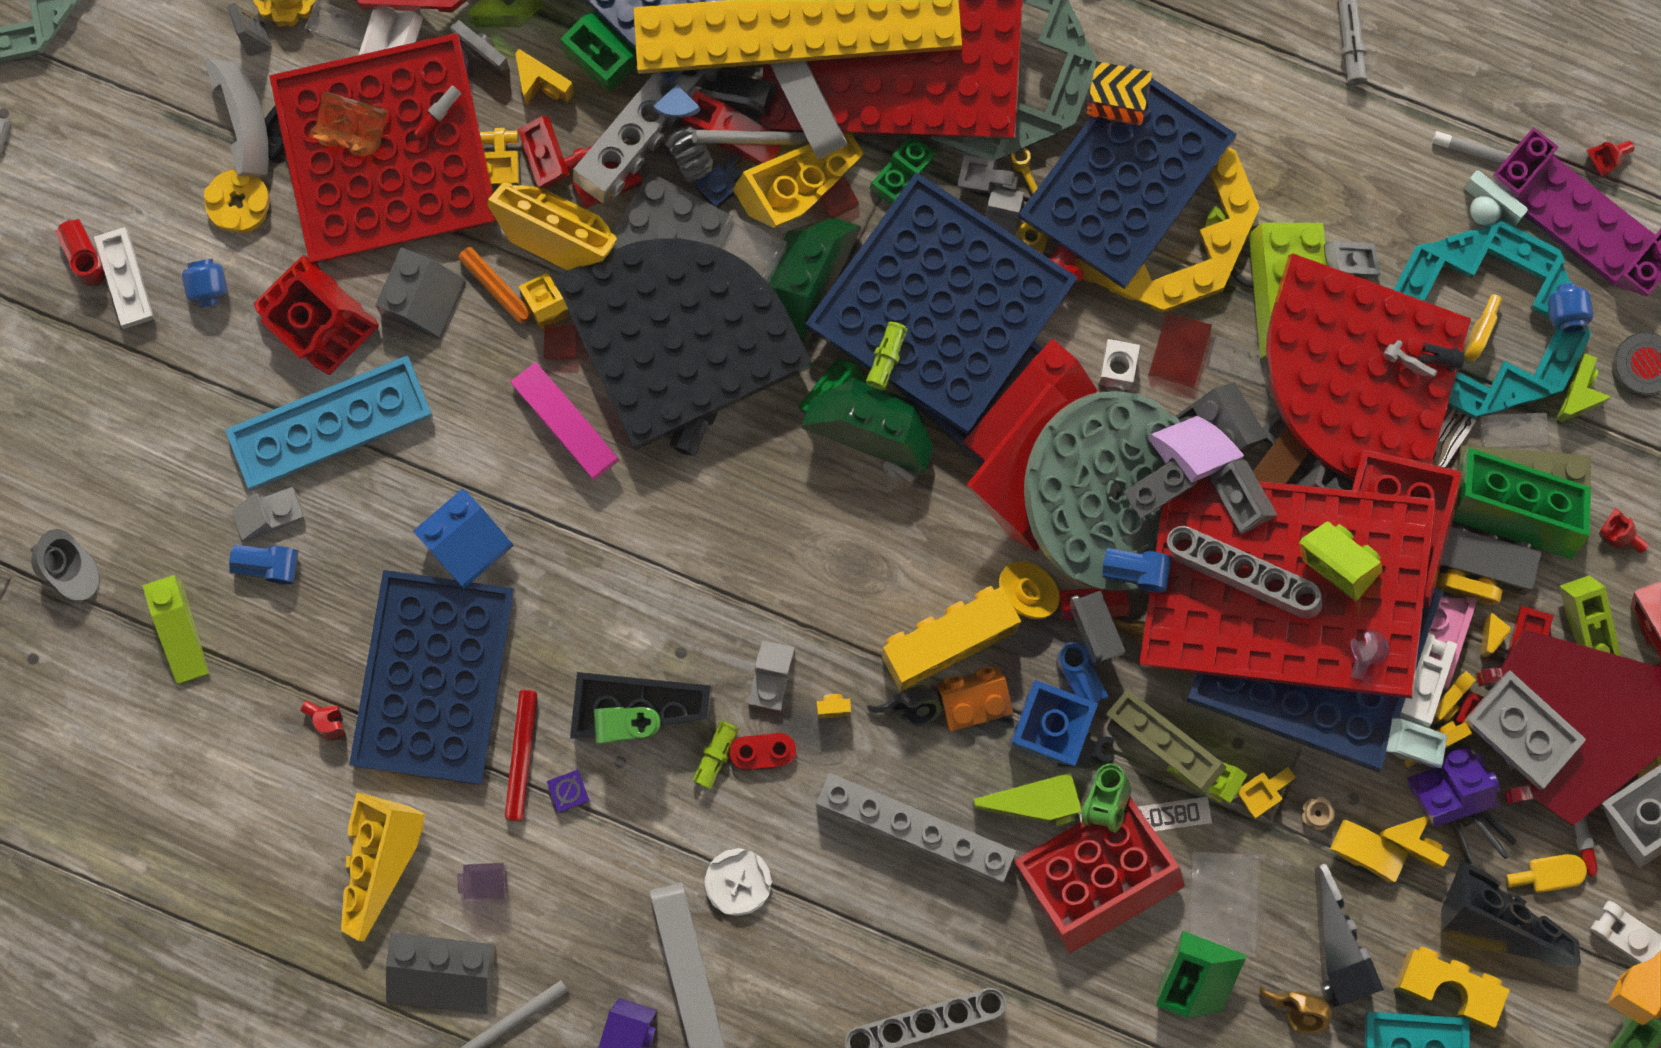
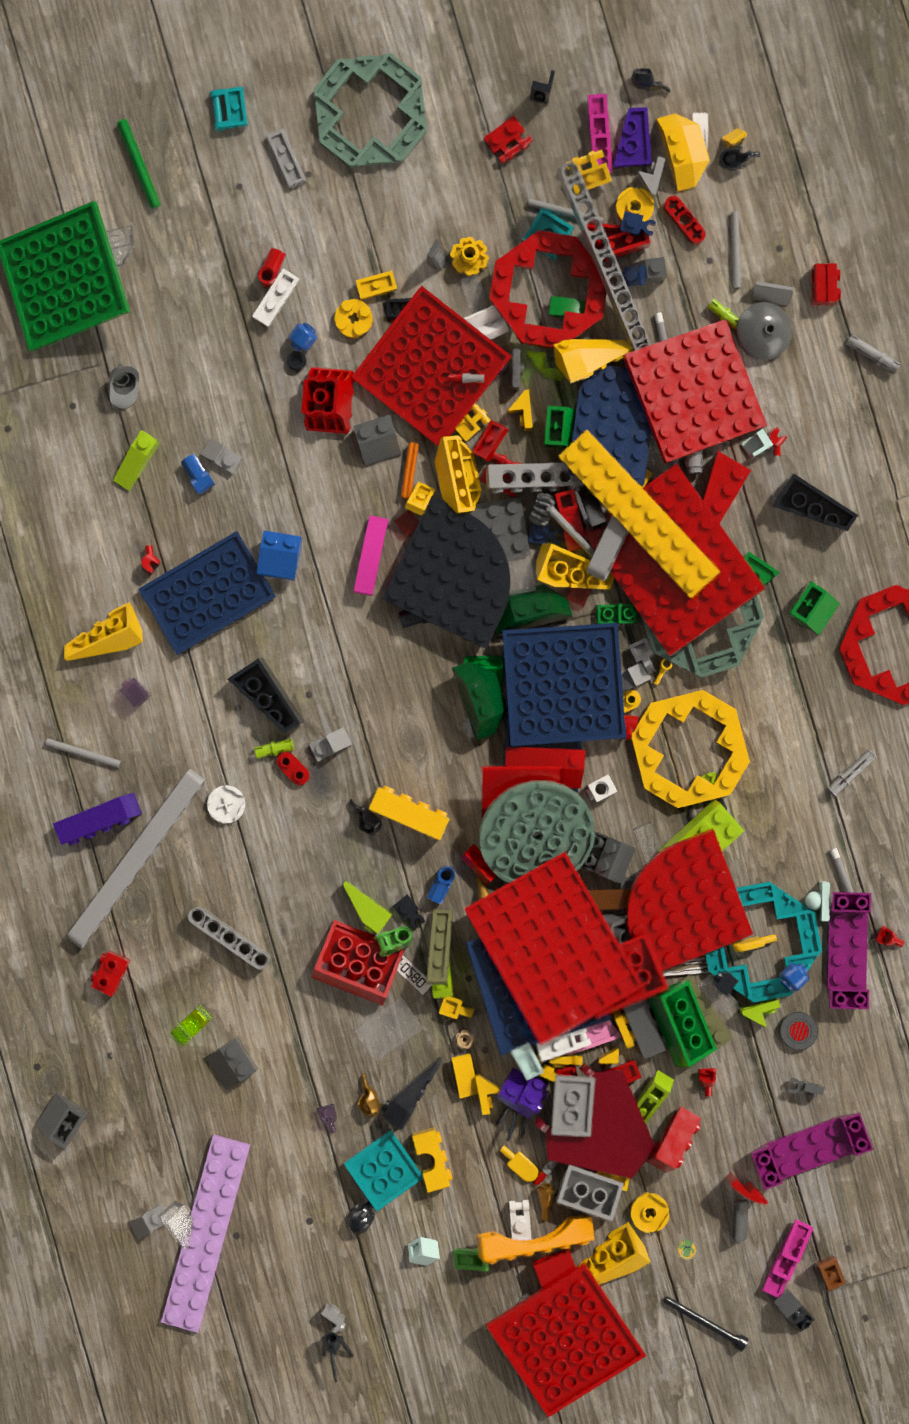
camera: 45 degrees right, 10 degrees up
(215, 142) = (376, 285): none -> yellow plate
(228, 317) = (296, 361): none -> black tile
(246, 114) = (395, 289): light grey slope -> none
(328, 423) = (284, 449): dark azure plate -> none
(349, 124) = (426, 343): clear orange bracket -> none
(439, 972) = (80, 704): dark grey slope -> none
(521, 755) = (204, 661): red axle -> none
(568, 791) = (205, 695): dark purple tile -> none
(620, 724) = (249, 697): bright green piece -> none
(676, 104) = (558, 486): medium blue tile -> none
(833, 706) = (338, 783): yellow plate -> none
(886, 355) = (515, 680): lime pin -> none
(915, 828) = (312, 865): light grey brick -> none
(975, 698) = (393, 844): orange bracket -> none
(1030, 589) = (468, 830): yellow dish -> none
(1052, 724) = (407, 890): blue slope -> none
(1096, 627) = (466, 875): dark grey panel -> none
(1118, 93) = (729, 688): piece -> none
(1127, 183) = (694, 722): dark blue plate -> none
(1146, 570) = (507, 876): blue piece -> none
(1158, 488) = (552, 855): dark grey hinge -> none
(1180, 349) = (632, 810): clear red plate -> none
(1196, 447) = (585, 856): lavender slope -> none
(1198, 977) = (345, 1043): green slope -> none
(1243, 495) = (579, 896): dark grey slope -> none
(1255, 584) = (533, 896): light grey beam -> none
(1341, 559) = (580, 965): lime slope -> none
(1353, 258) = (738, 857): flat silver plate -> none
(1370, 653) = (546, 1009): piece -> none
(1394, 352) = (704, 913): light grey piece -> none
(1443, 357) = (721, 936): black pin -> none
(1493, 920) = (477, 1153): black wedge -> none
(1508, 402) = (725, 982): none -> black plate
(1621, 871) = (546, 1194): none -> pearl gold cone

